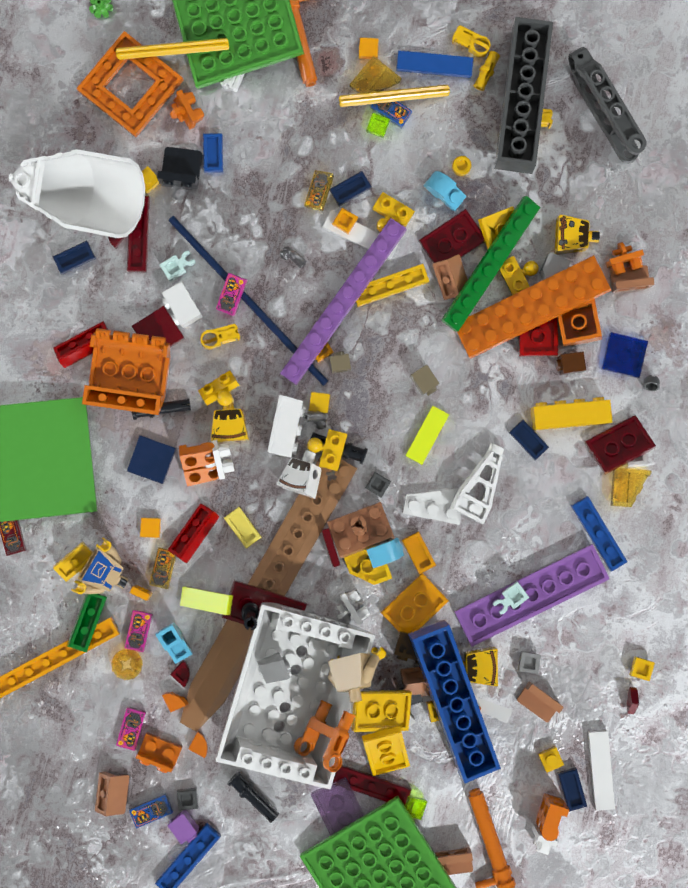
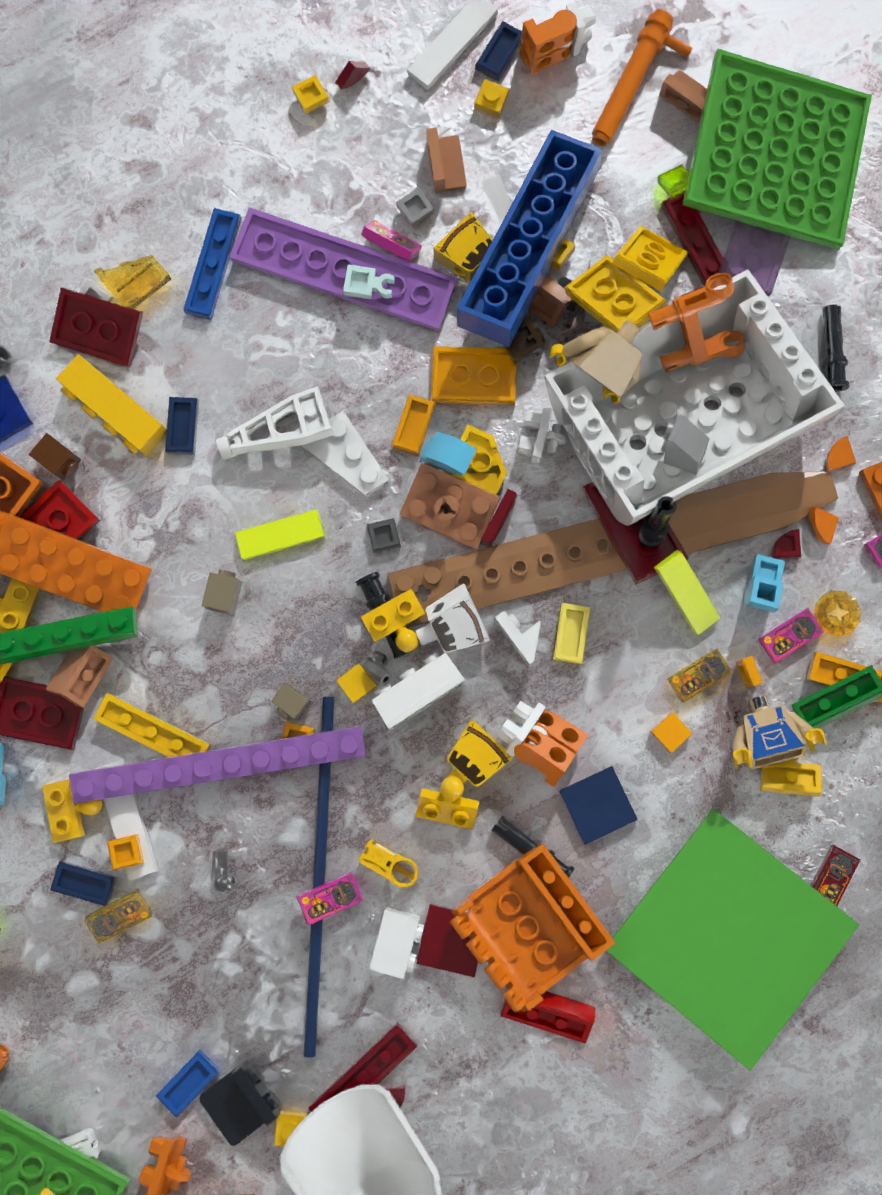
camera: 125 degrees left, 5 degrees down
(74, 257) = (461, 1124): dark blue tile -> none
(175, 267) = (361, 994): light aqua plate -> none
(193, 533) = (630, 679): red slope -> none
(259, 500) = (523, 643): none -> white slope
(523, 633) = (391, 240): none -> dark pink tile

